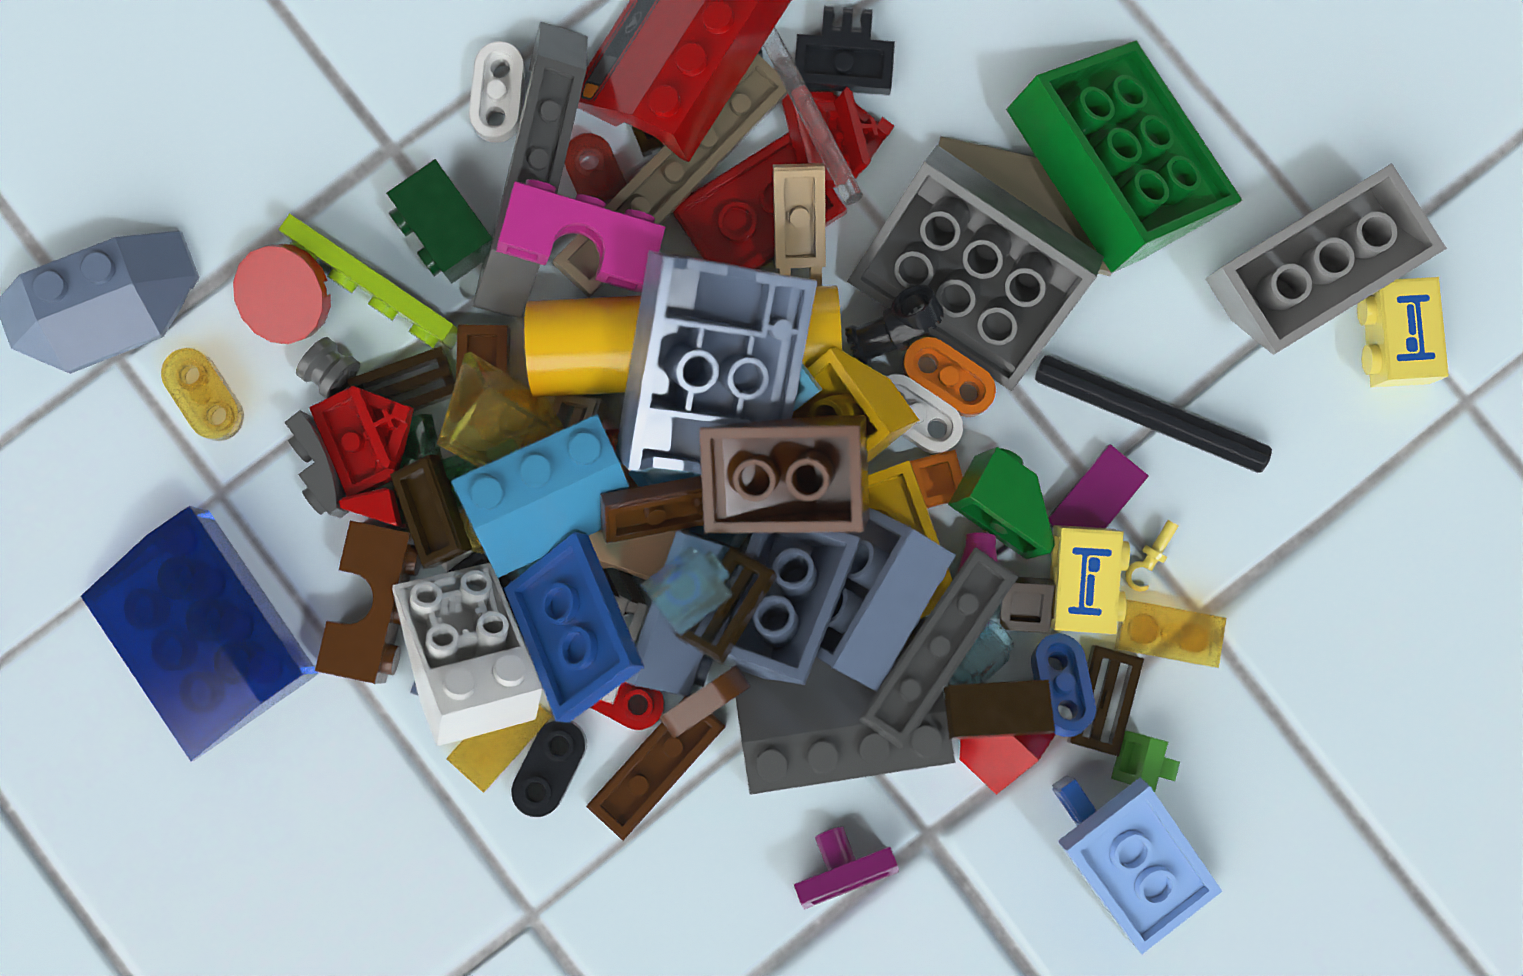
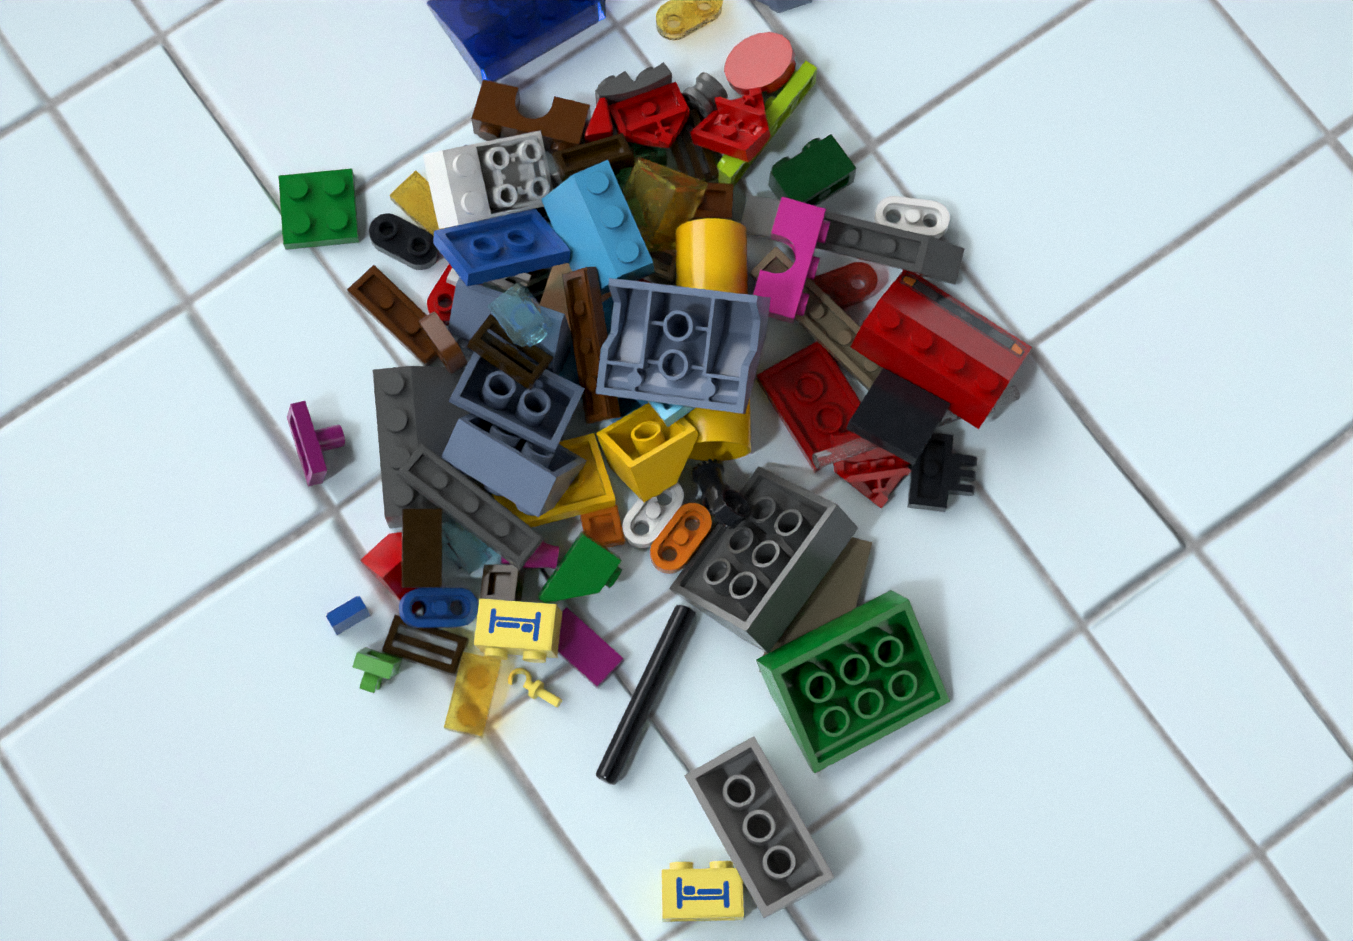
camera: 90 degrees right, 10 degrees down
(379, 320) = (736, 128): none -> red slope
(504, 890) = (318, 209): none -> green plate
(785, 95) = (898, 416): none -> black tile
(786, 475) = (601, 394): reddish brown slope -> none
(799, 218) = (799, 425): tan hinge -> none
(1140, 865) = (297, 653): light blue plate -> none

